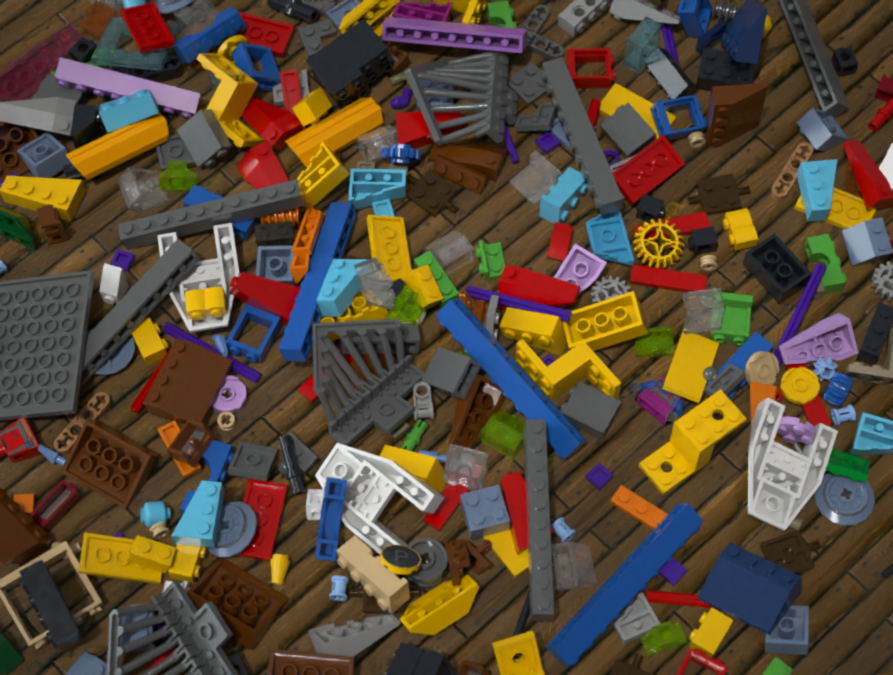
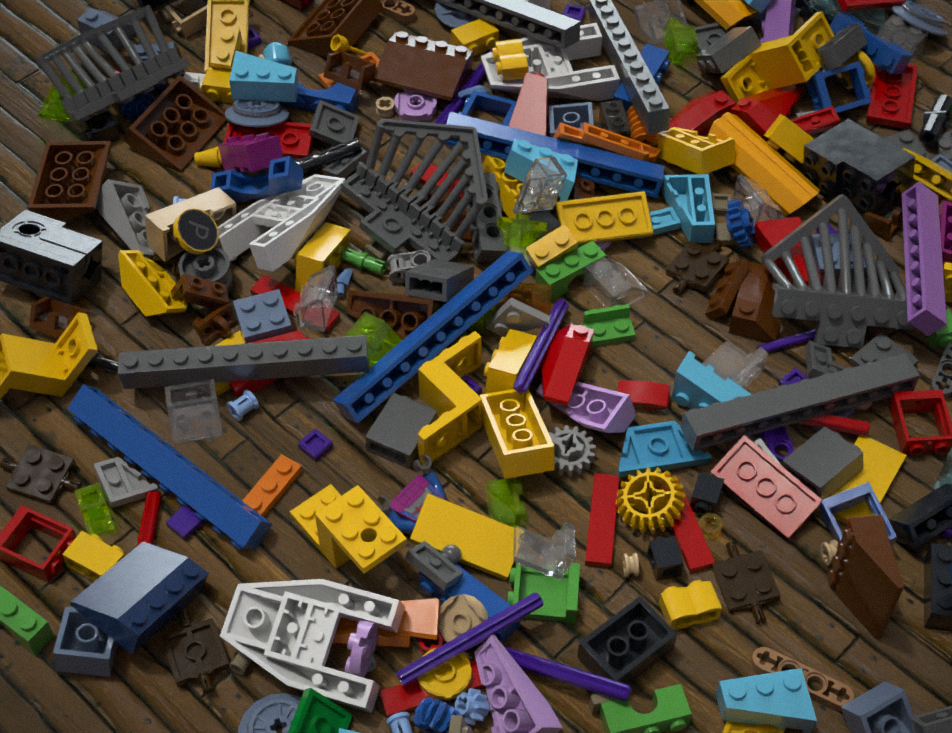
camera: 85 degrees right, 10 degrees down
(156, 448) = (341, 43): none -> yellow hinge
(226, 50) = (842, 46): none -> dark grey beam
(297, 524) = (250, 152): none -> magenta wedge
(782, 362) = (469, 639): none -> dark purple axle

